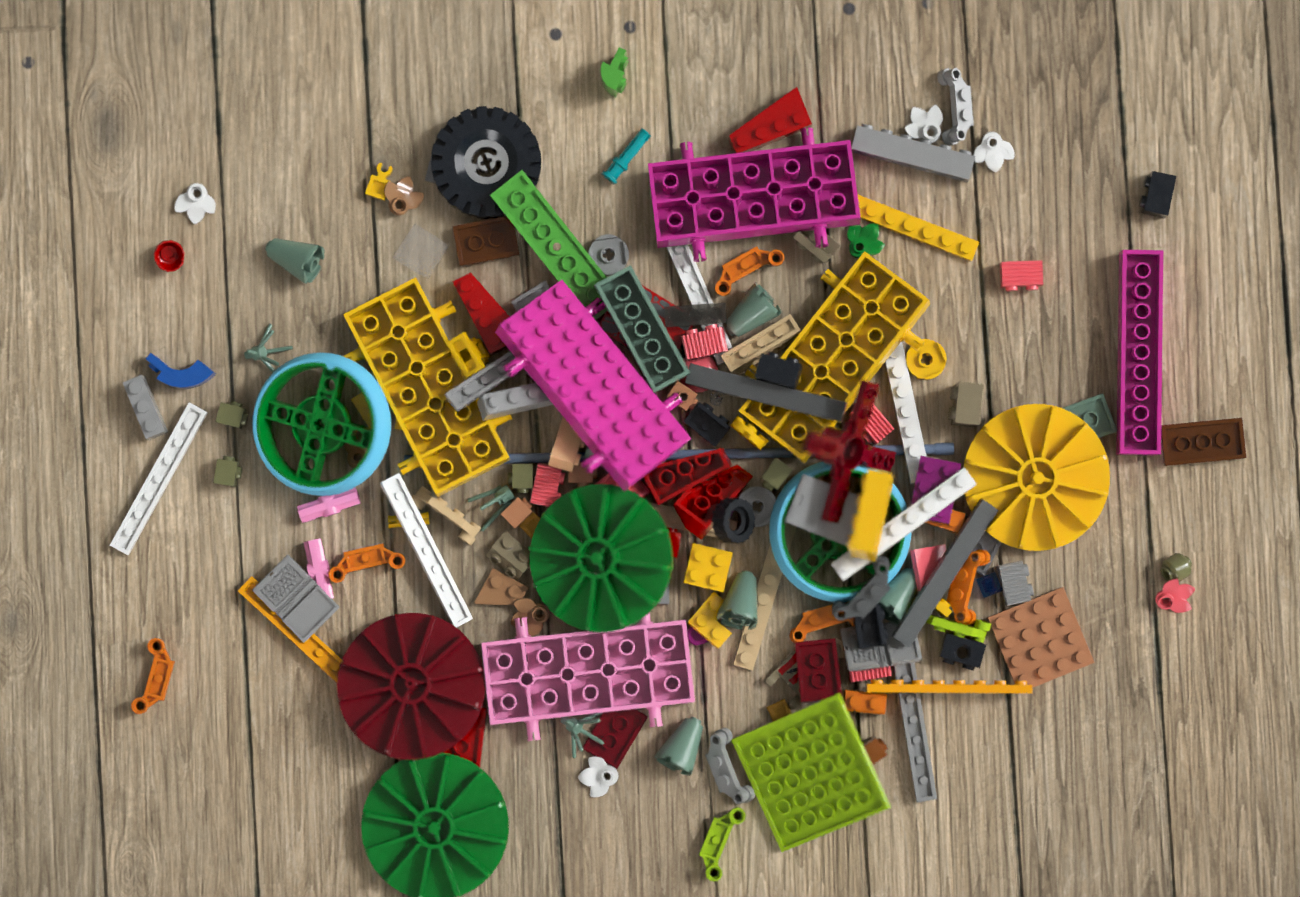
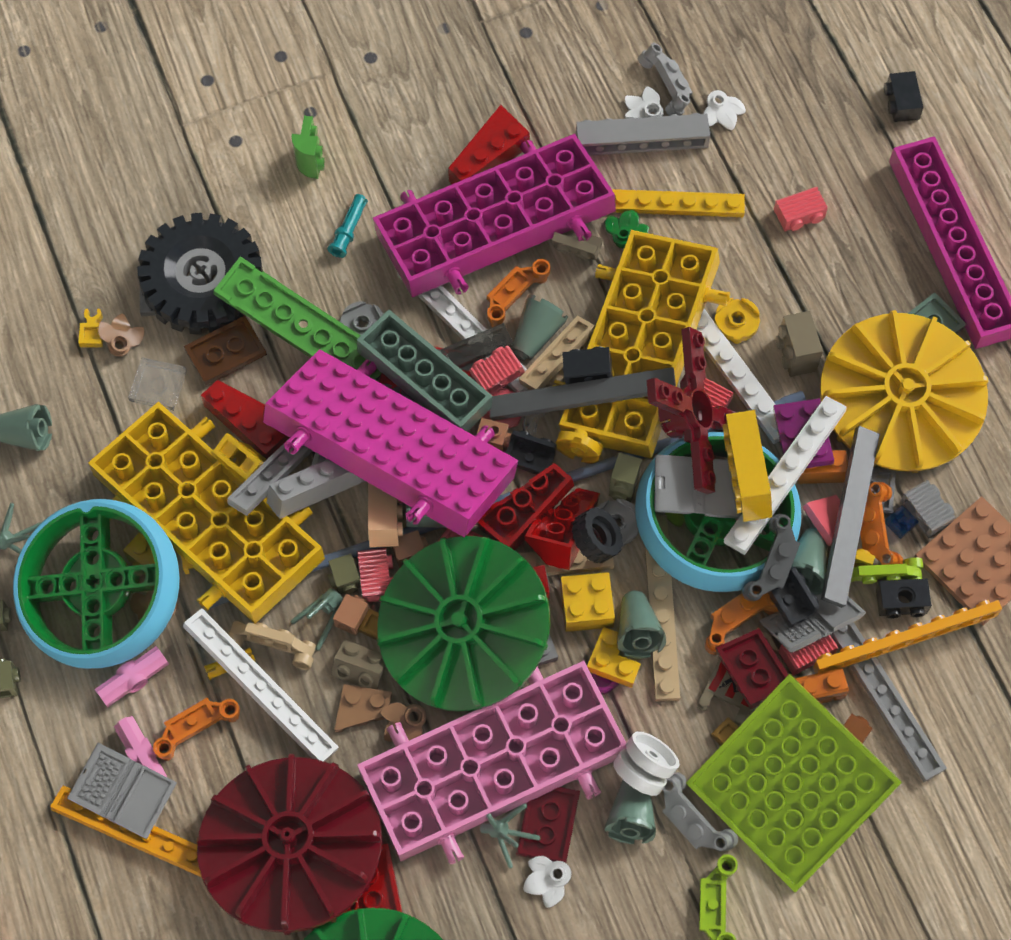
camera: 20 degrees left, 20 degrees down
(702, 721) = (646, 763): none -> white wheel

